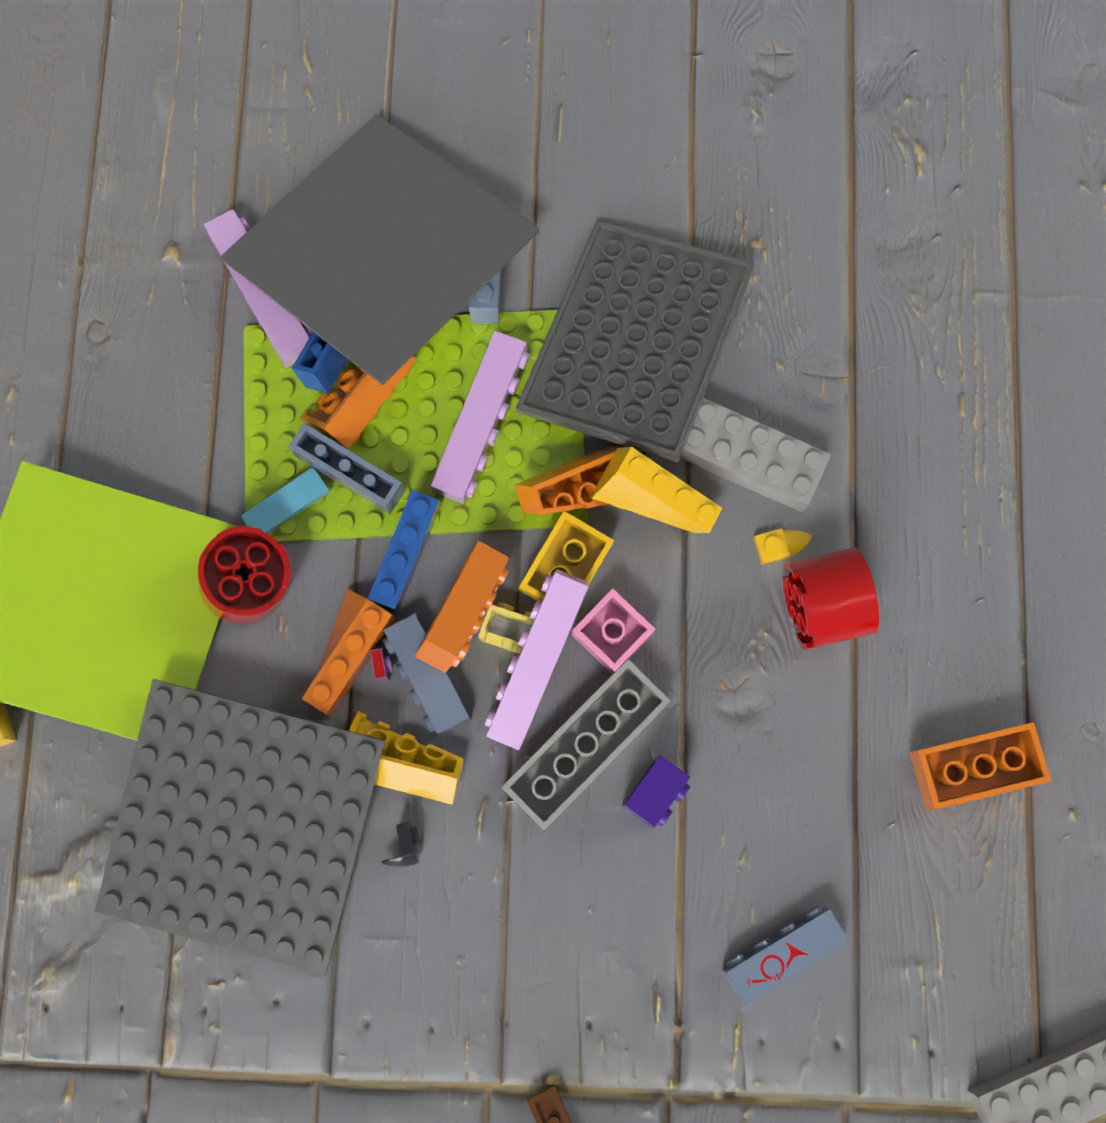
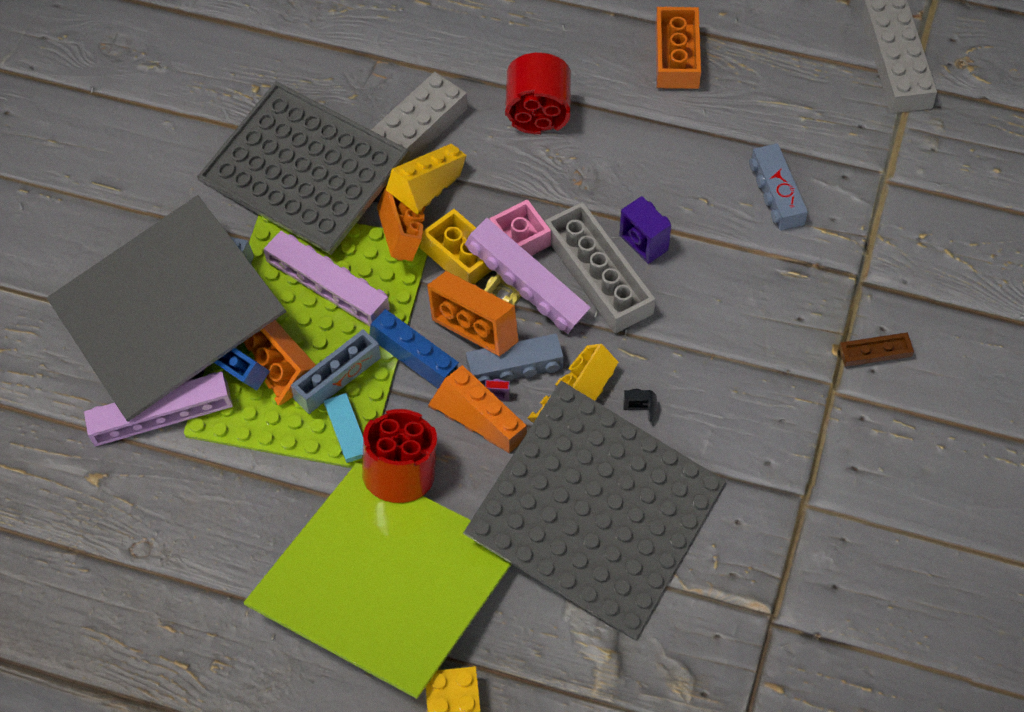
camera: 75 degrees left, 20 degrees down
(780, 544) = (486, 126): yellow plate -> none

